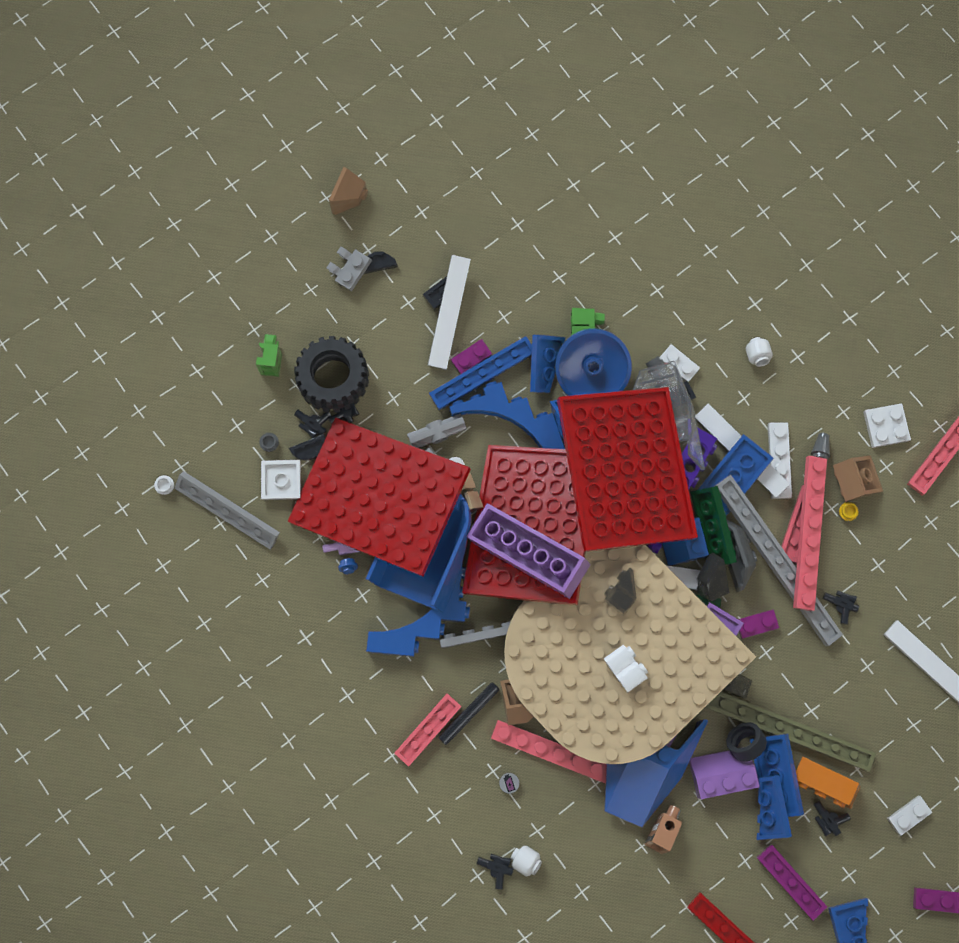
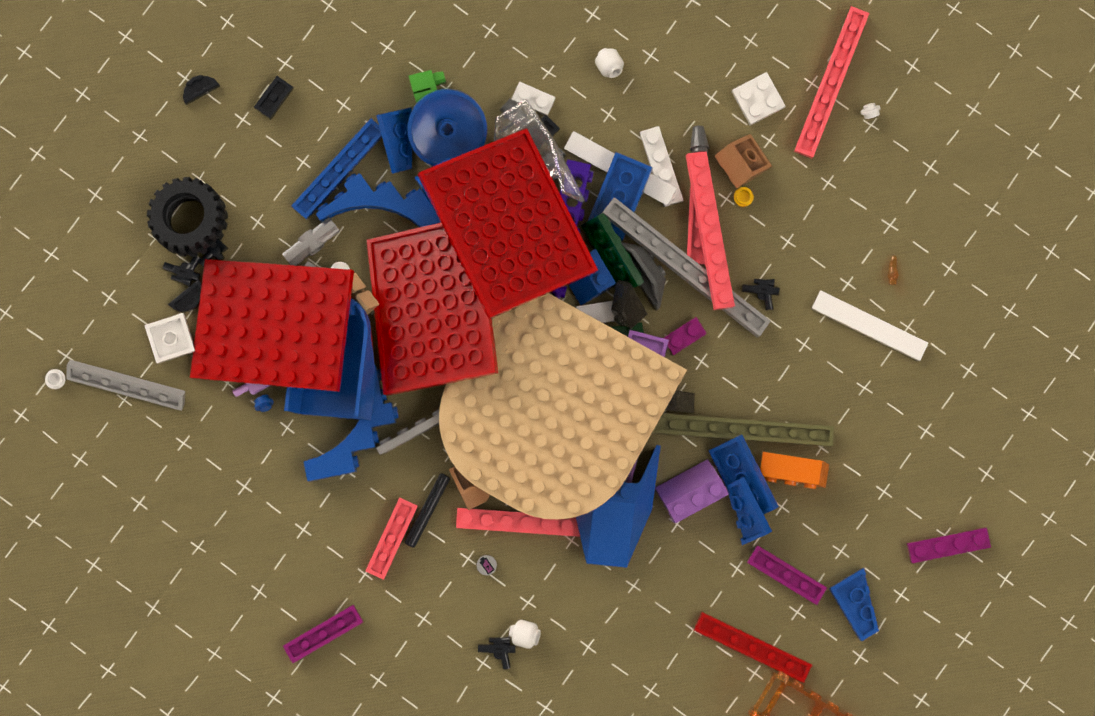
camera: 15 degrees left, 5 degrees up
(269, 442) = (146, 304): dark grey plate -> none
(272, 356) = (122, 219): bright green hips -> none
(336, 800) = (323, 633): none -> magenta plate
(347, 192) = (144, 25): medium nougat slope -> none
(353, 269) = (175, 104): light grey plate -> none
(449, 312) = (286, 117): white tile -> none
(471, 356) = (323, 155): magenta plate -> none
(528, 550) = (434, 334): medium lavender brick -> none
(623, 594) = (540, 347): clear smoke slope -> none
(626, 668) = (563, 420): white brick -> none
(660, 838) = (649, 572): nougat torso -> none
(753, 750) = (712, 460): black tyre -> none
(829, 821) = (808, 505): black piece -> none
(909, 815) = (883, 476): white plate -> none

